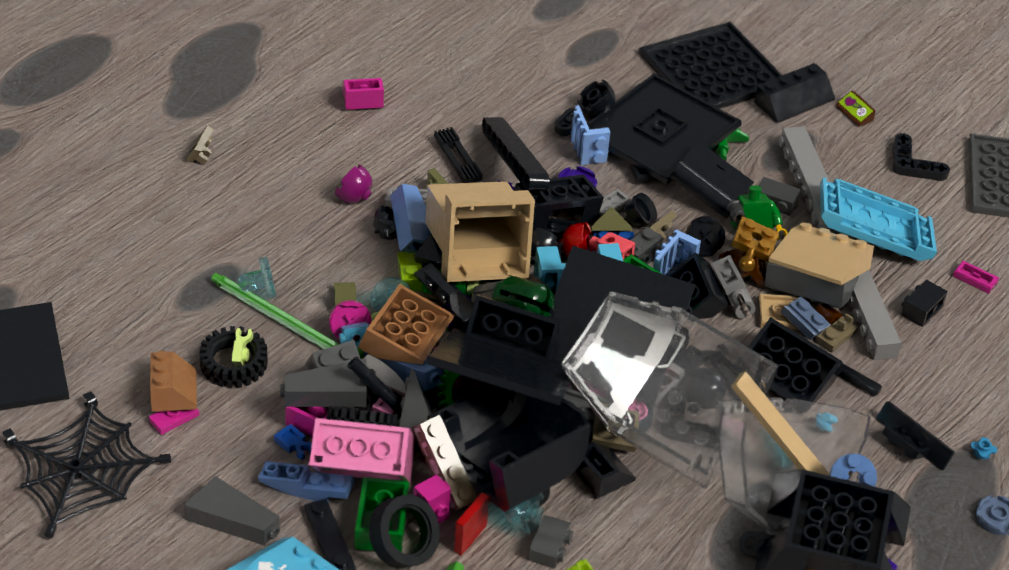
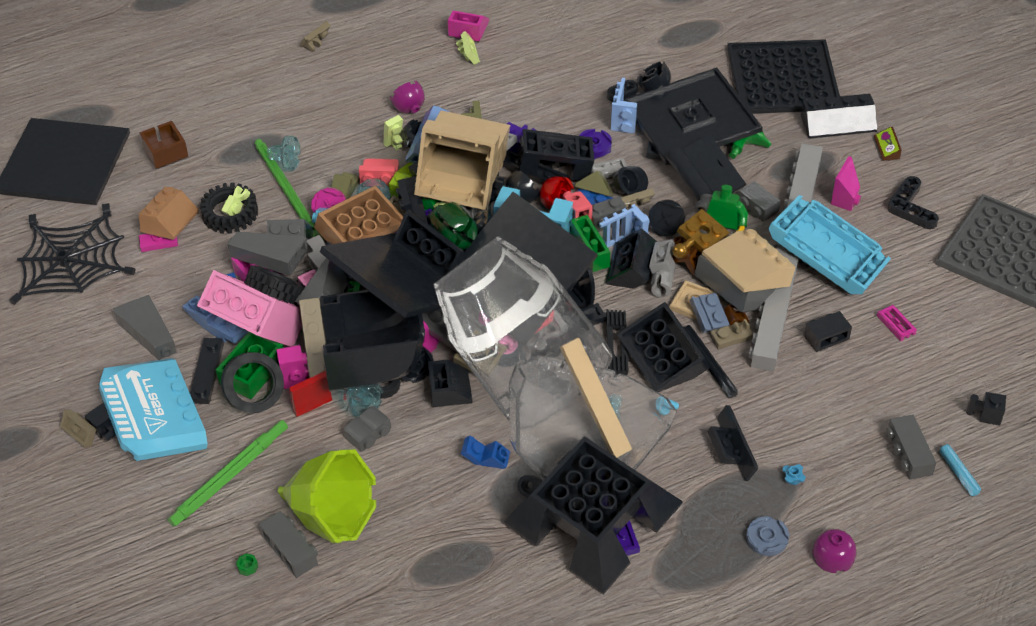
camera: 30 degrees right, 5 degrees up
(116, 310) = (169, 149): none -> reddish brown piece
(364, 230) = (393, 132): none -> yellowish green plate
(368, 377) = (296, 256): black pin -> none
(372, 270) = (378, 168): none -> coral bracket
(376, 114) = (468, 48): none -> yellowish green plate
(447, 138) = (511, 79): black container -> none
(515, 154) = (544, 105): black beam -> none
(688, 527) = (491, 455): none -> blue slope
(851, 159) = (846, 187): none -> dark pink slope
(855, 463) = (651, 453): medium blue brick -> none

